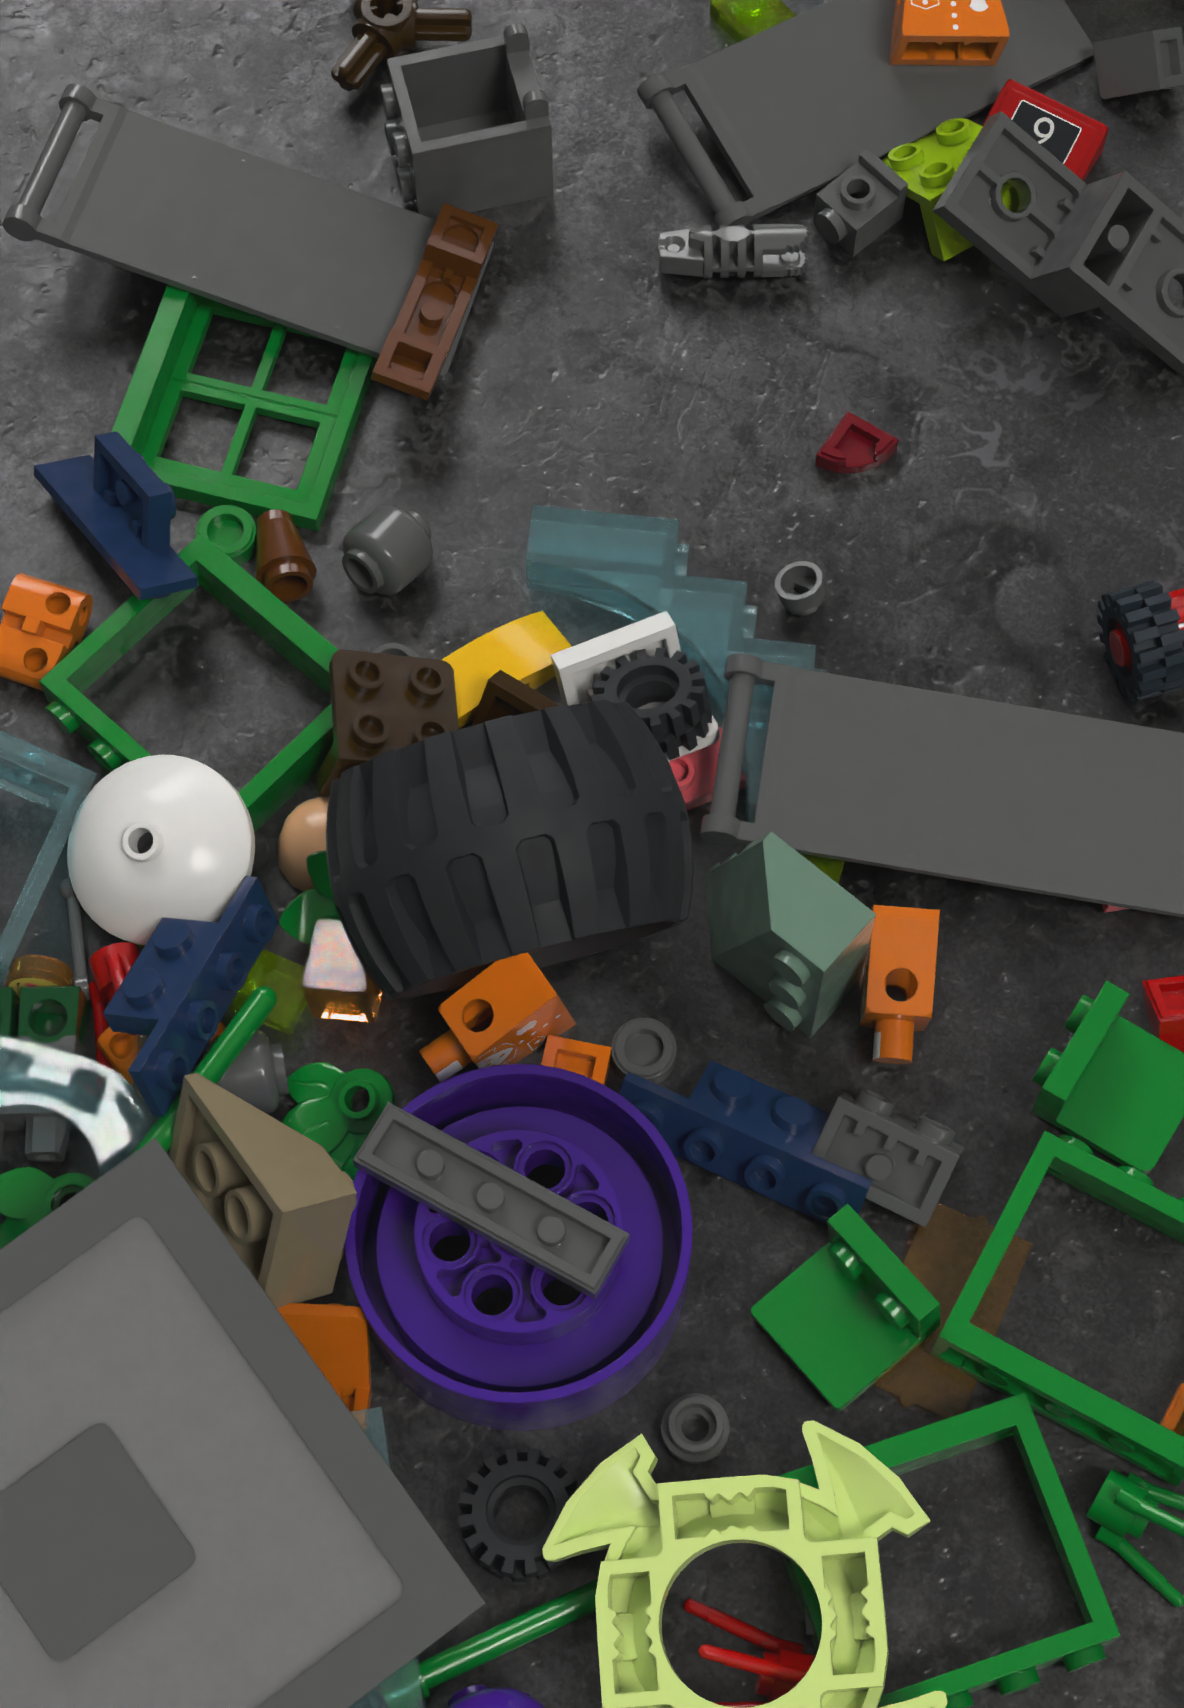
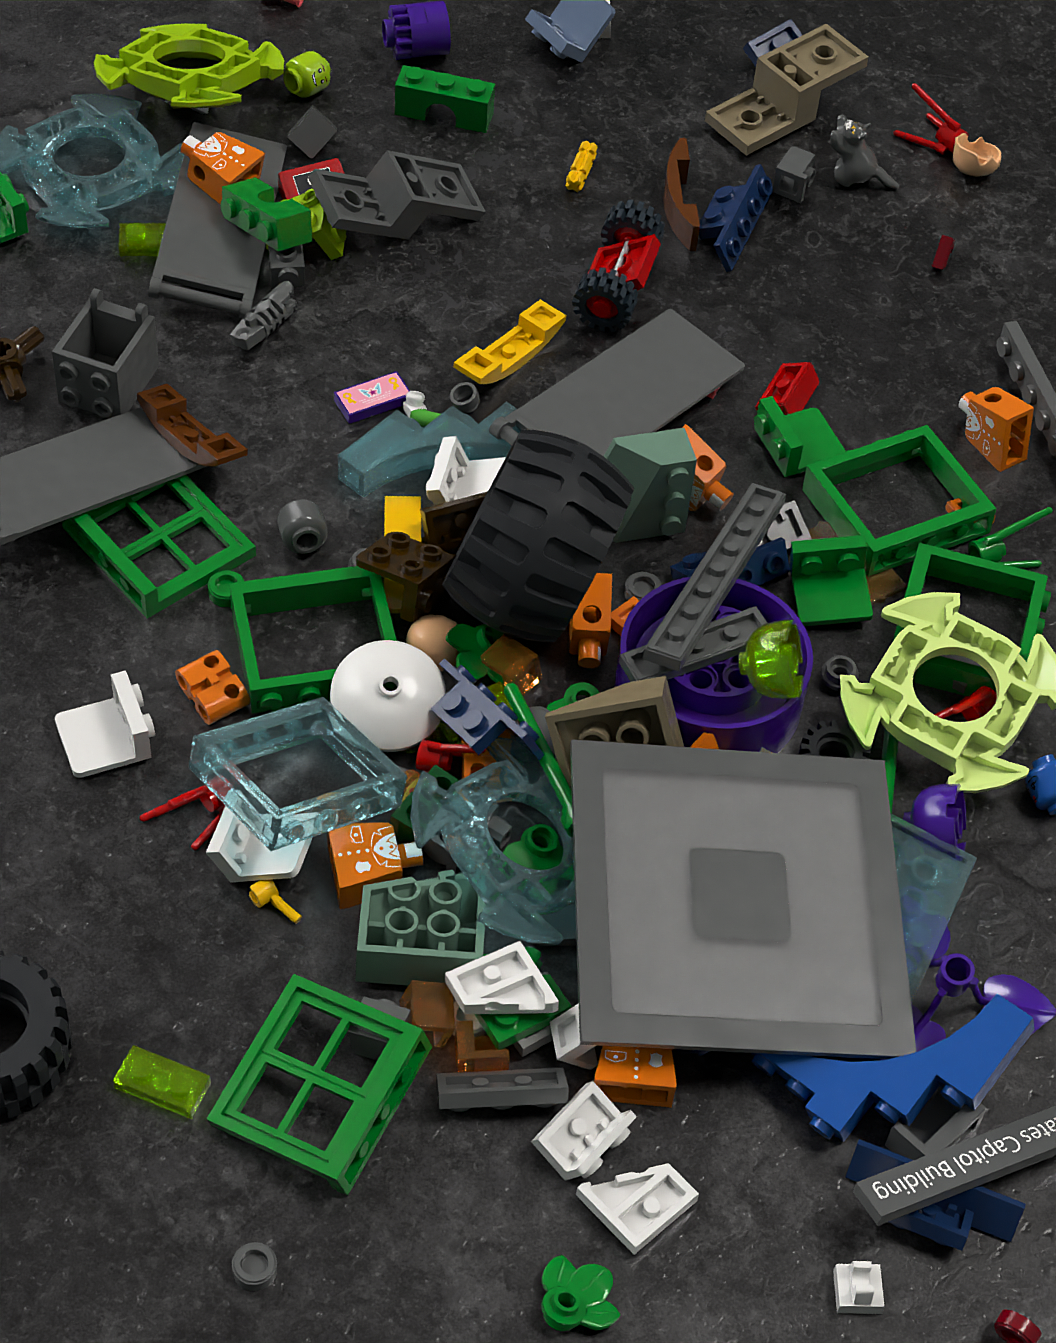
camera: 60 degrees left, 15 degrees down
(122, 514) = (186, 600): dark blue bracket -> none
(283, 557) = (261, 566): reddish brown cone -> none
(521, 1331) = (774, 660): none -> clear neon green cylinder
(652, 1139) = (714, 578): none -> dark grey tile
(661, 680) = (480, 457): black tyre -> none
(710, 476) = (371, 397): none -> tile
(731, 546) = (417, 410): none -> arm
(855, 446) = (406, 341): dark red tile -> none
(888, 117) = (253, 209): none -> green arch
(951, 586) = (515, 348): none -> yellow slope

